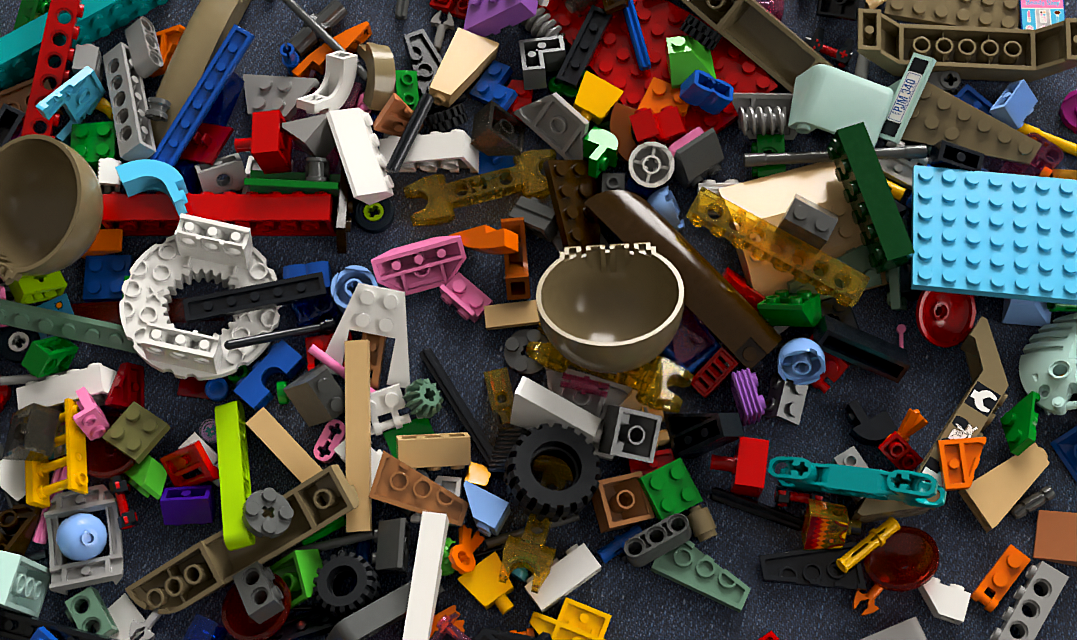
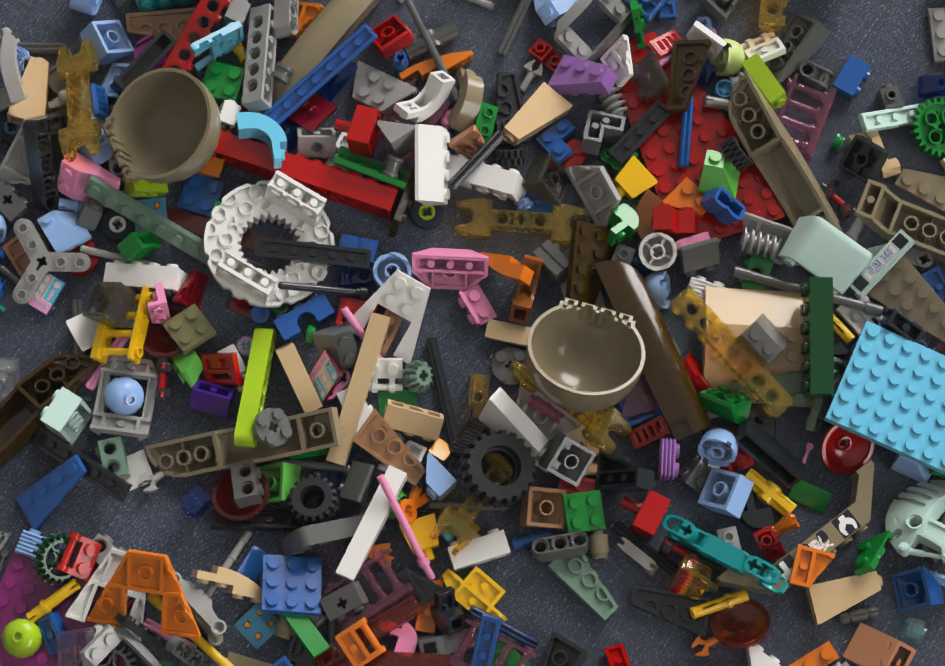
camera: 10 degrees right, 5 degrees up
(270, 35) = (392, 37): none -> red brick
(314, 433) = (325, 375): none -> piece
(481, 167) = (524, 204): none -> medium blue plate
(499, 611) = (422, 560): none -> bright pink bar
(752, 520) = (638, 556): none -> light grey piece
(828, 411) = (725, 492): none -> light blue brick
(875, 396) = (770, 493): none -> yellow piece
(924, 384) = (810, 496): none -> green slope

